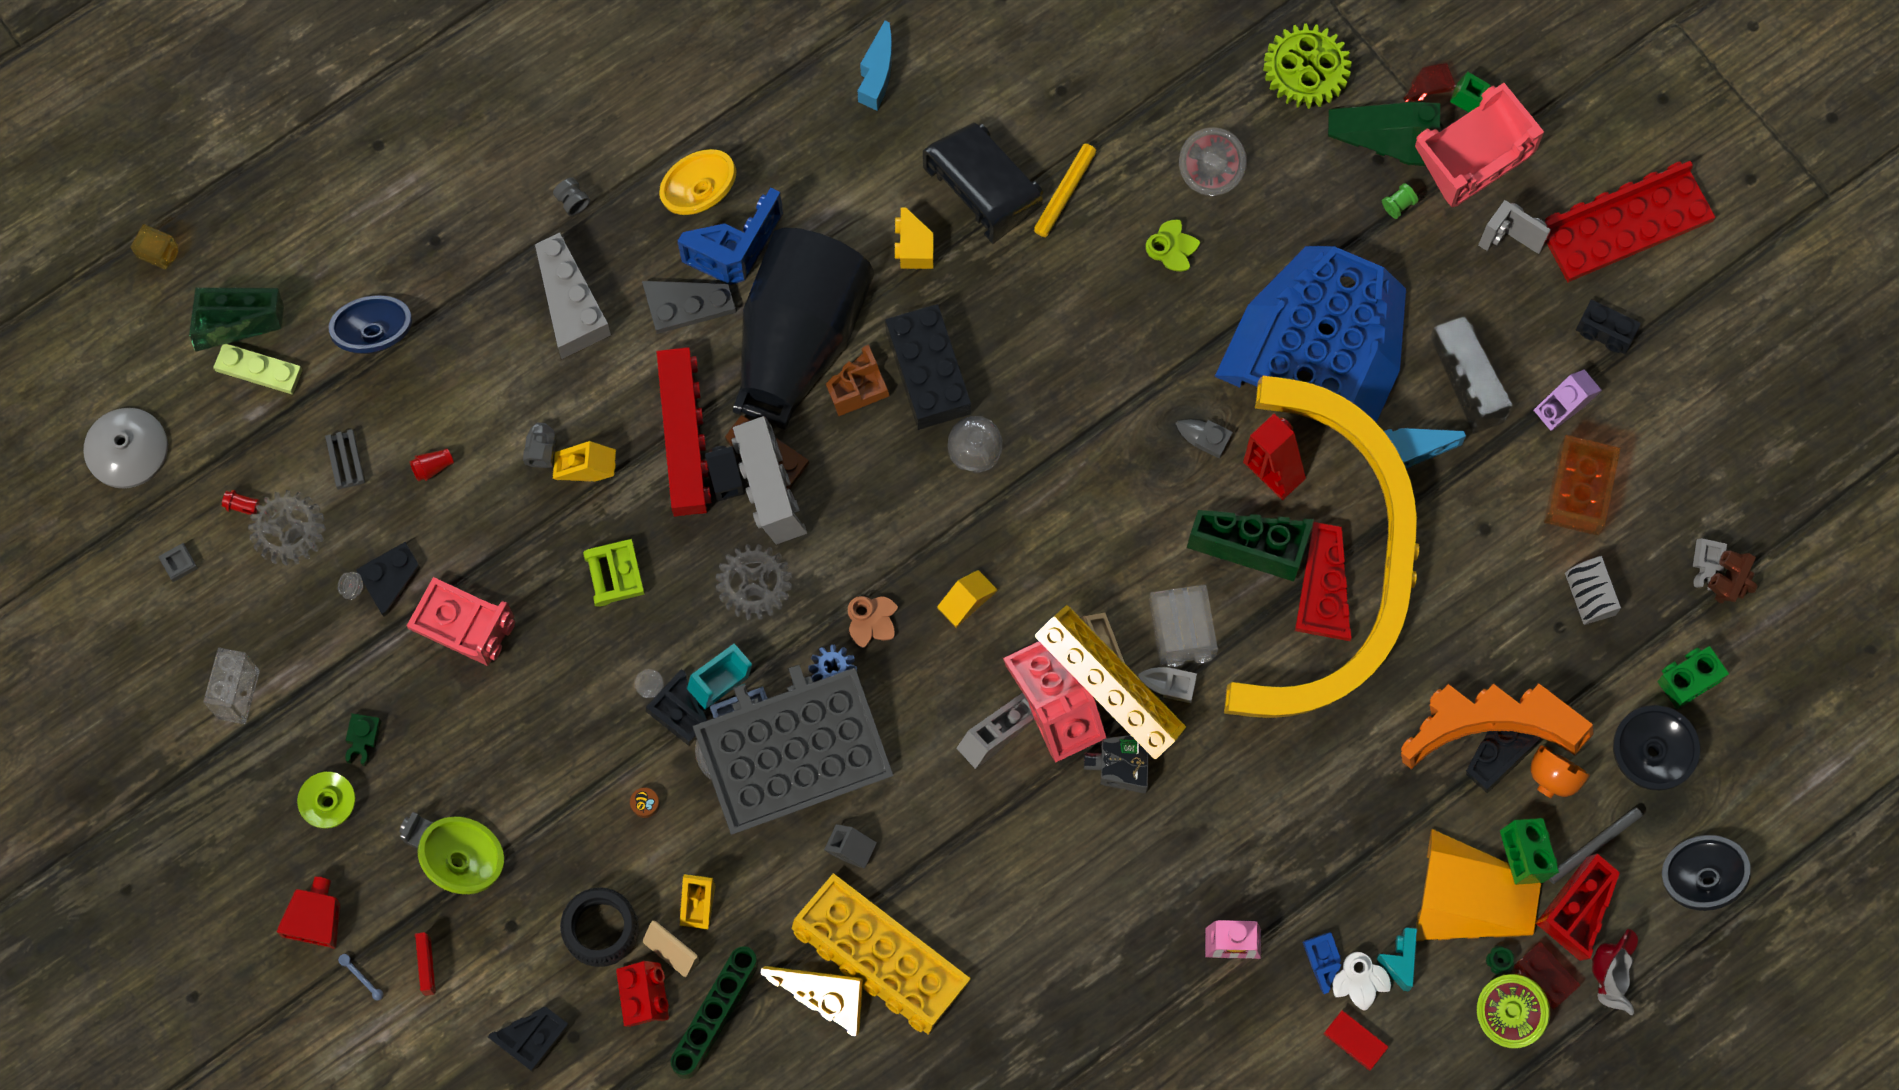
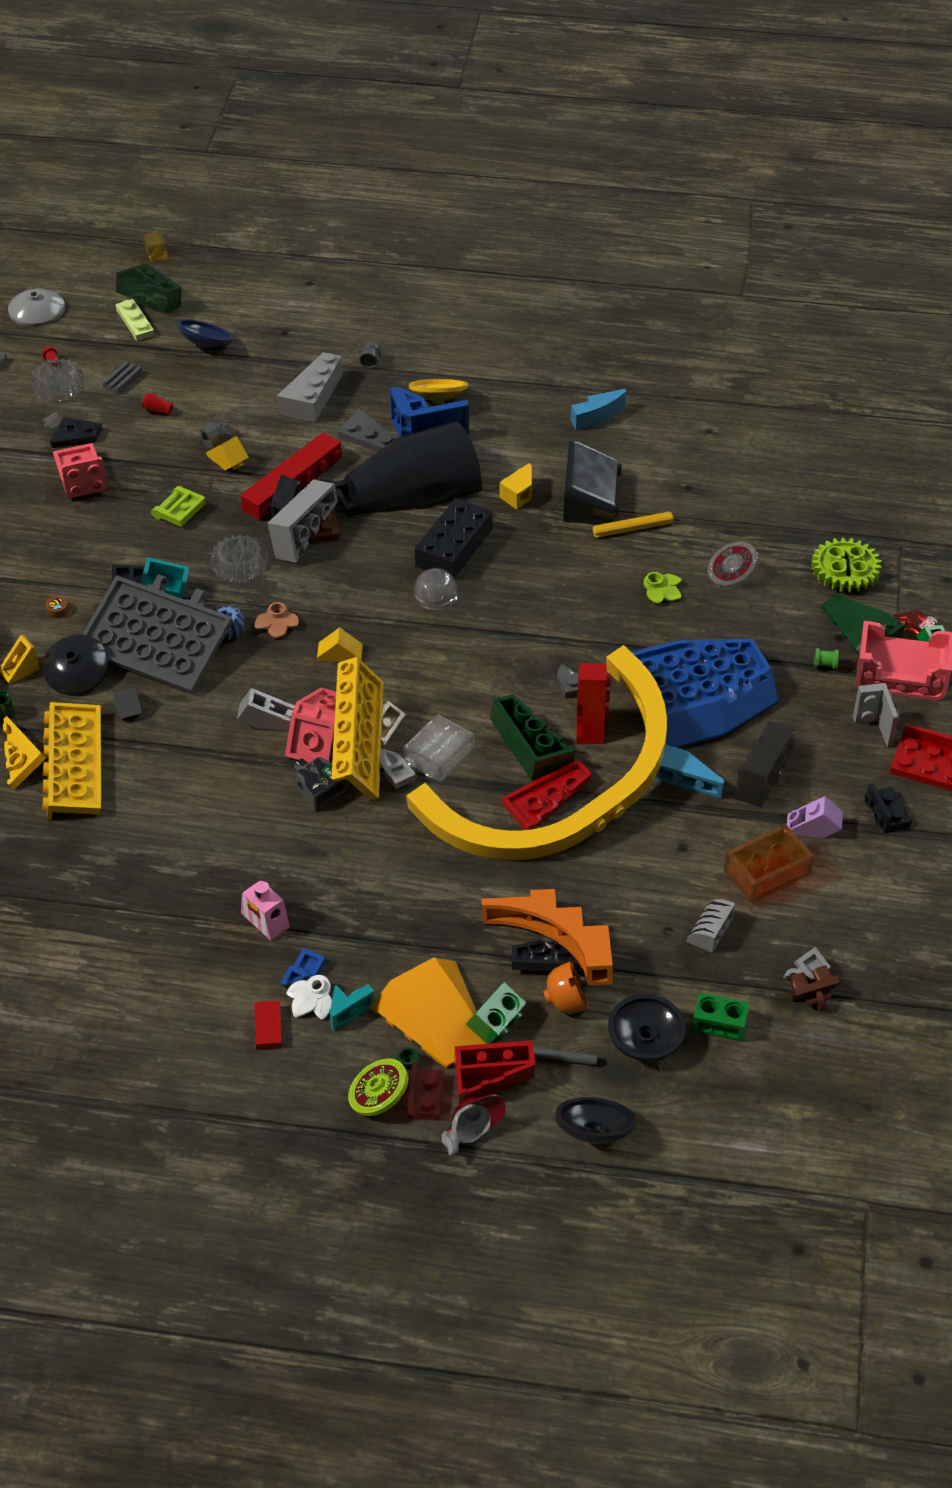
camera: 45 degrees right, 25 degrees down
(648, 683) = (130, 558): clear plate -> none
(736, 839) = (76, 674): none -> black dish
(857, 384) = (407, 523): dark orange slope -> none

